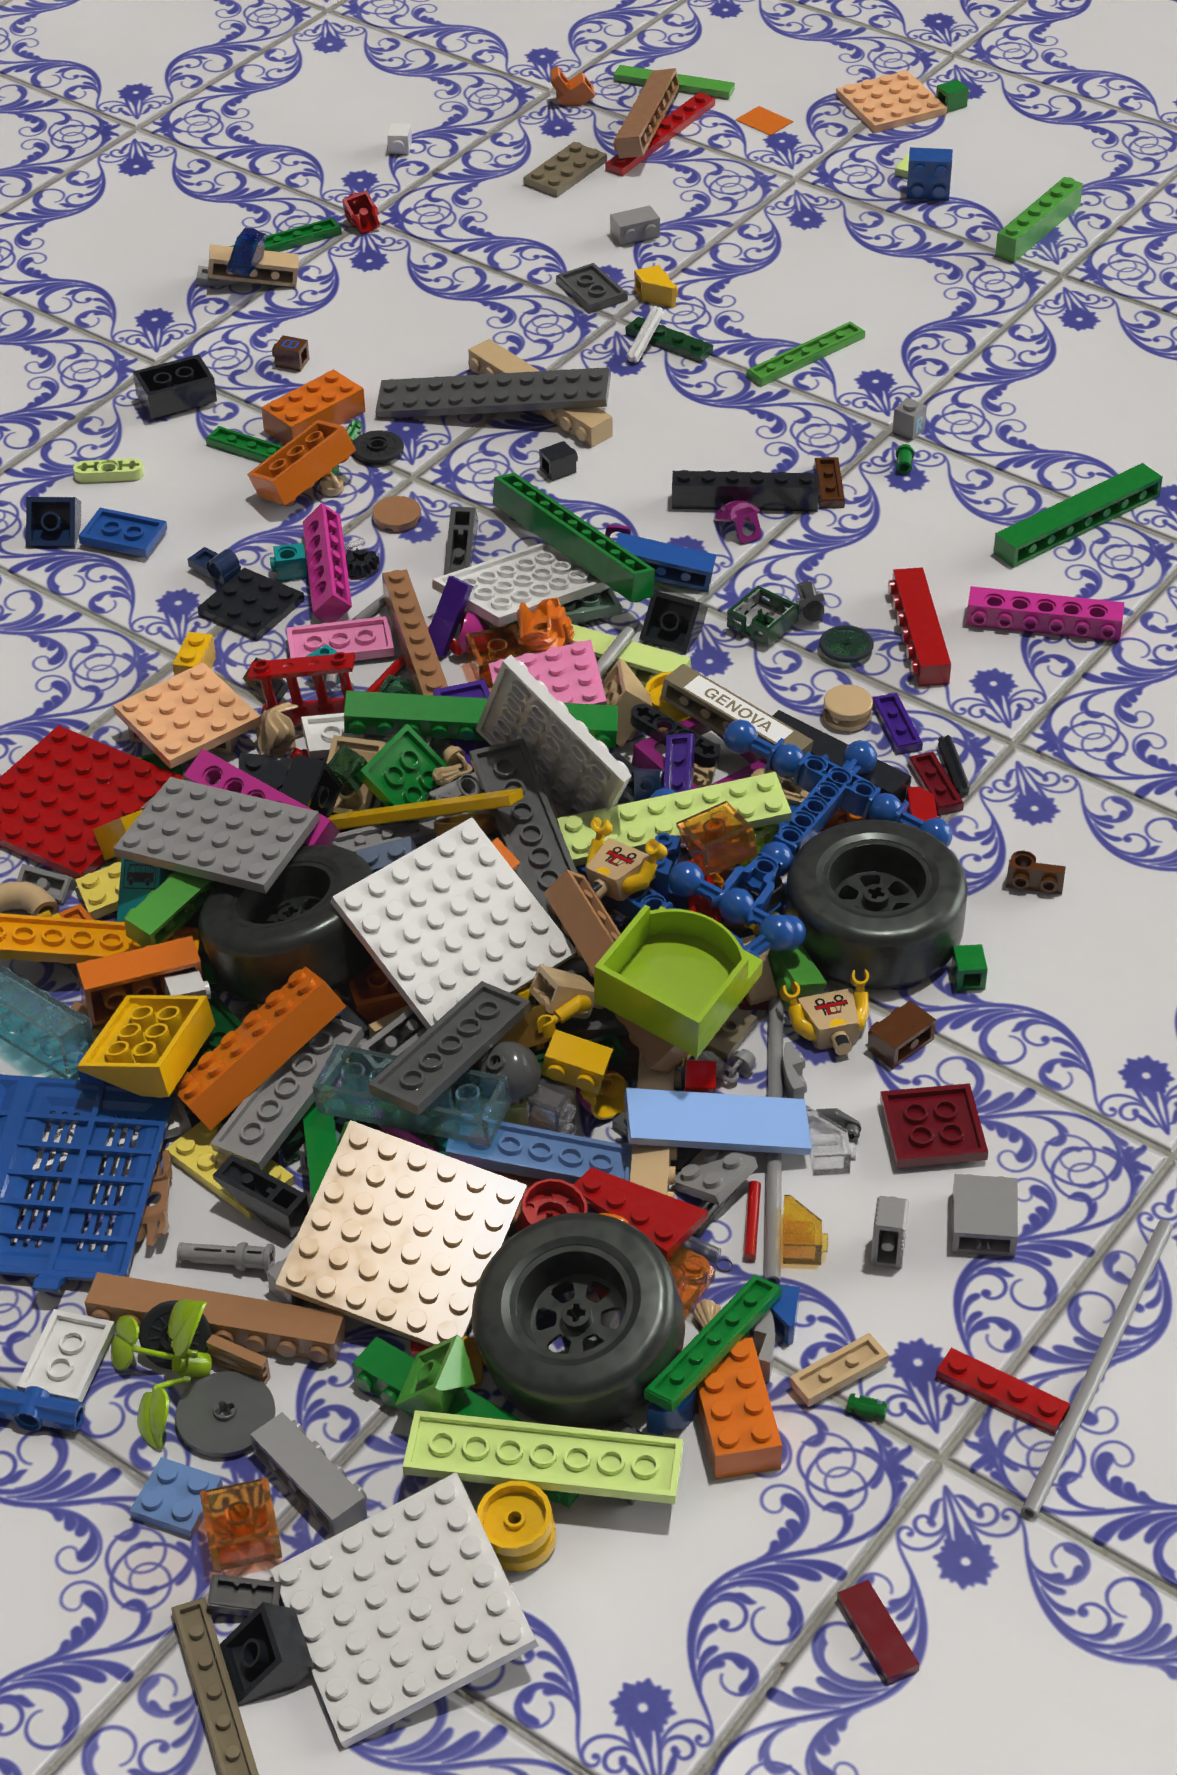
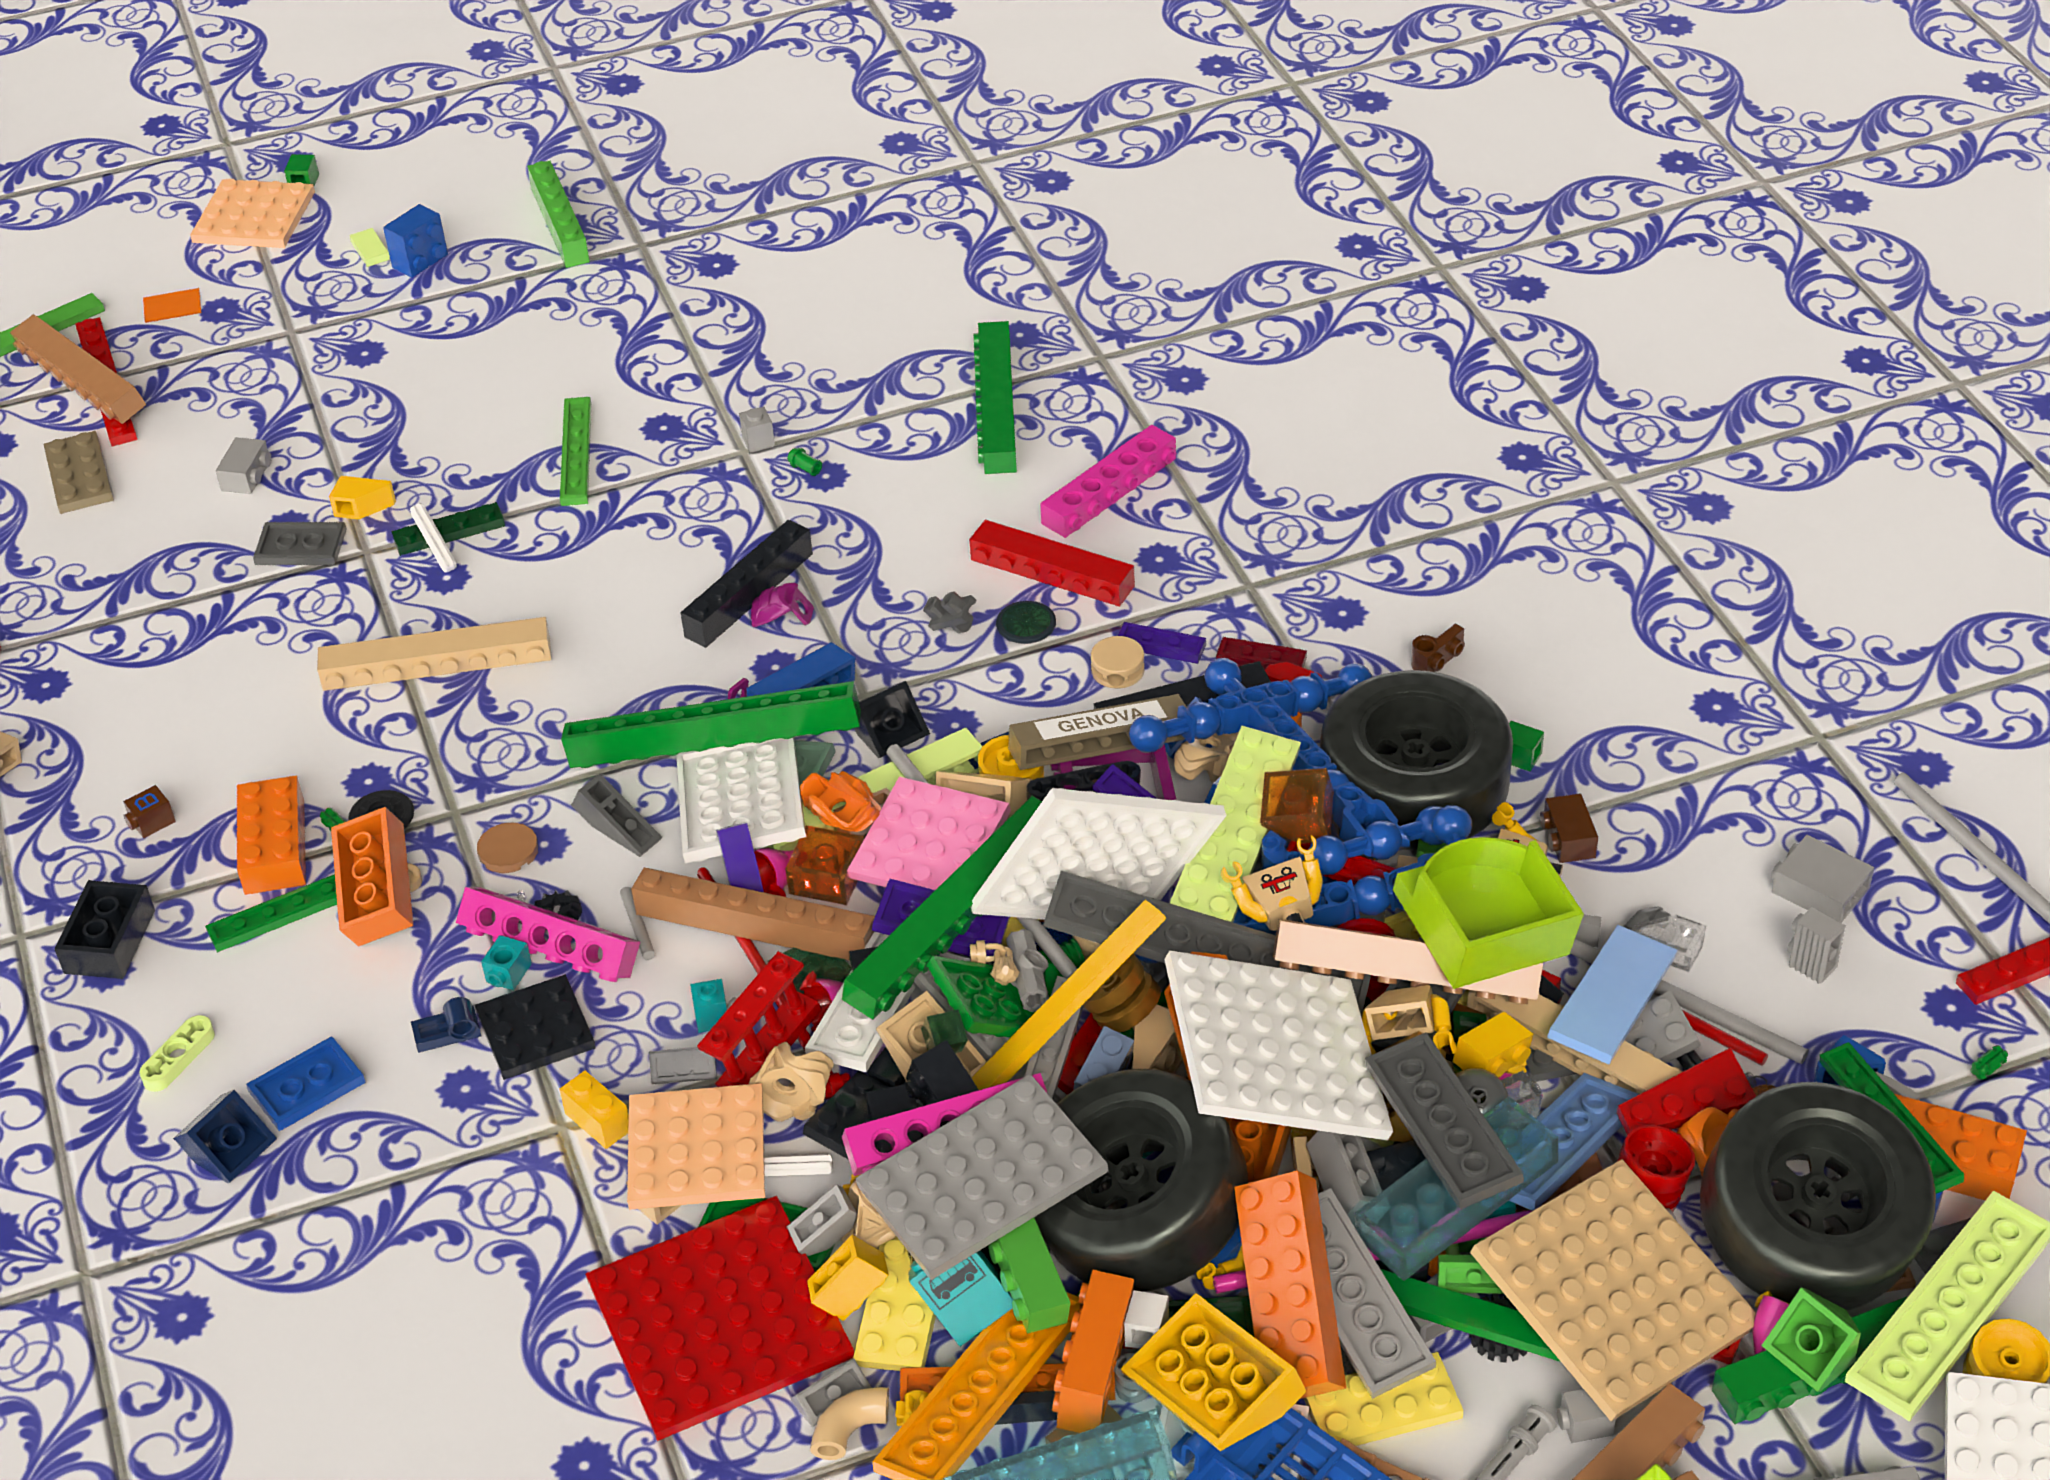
camera: 55 degrees left, 0 degrees up
(264, 1195) = (1469, 1381): black slope -> none
(365, 637) = (662, 990): bright pink plate -> none
(493, 393) = (407, 686): dark grey plate -> none
(558, 460) = (559, 689): black brick -> none
(755, 612) = (940, 650): dark green piece -> none
(802, 1234) = (1766, 1006): clear yellow slope -> none
(830, 482) = (769, 519): reddish brown tile -> none
(838, 1369) = (1939, 1060): tan plate -> none
(933, 1125) = (1692, 862): dark red plate -> none
(953, 765) = (1248, 632): black axle -> none

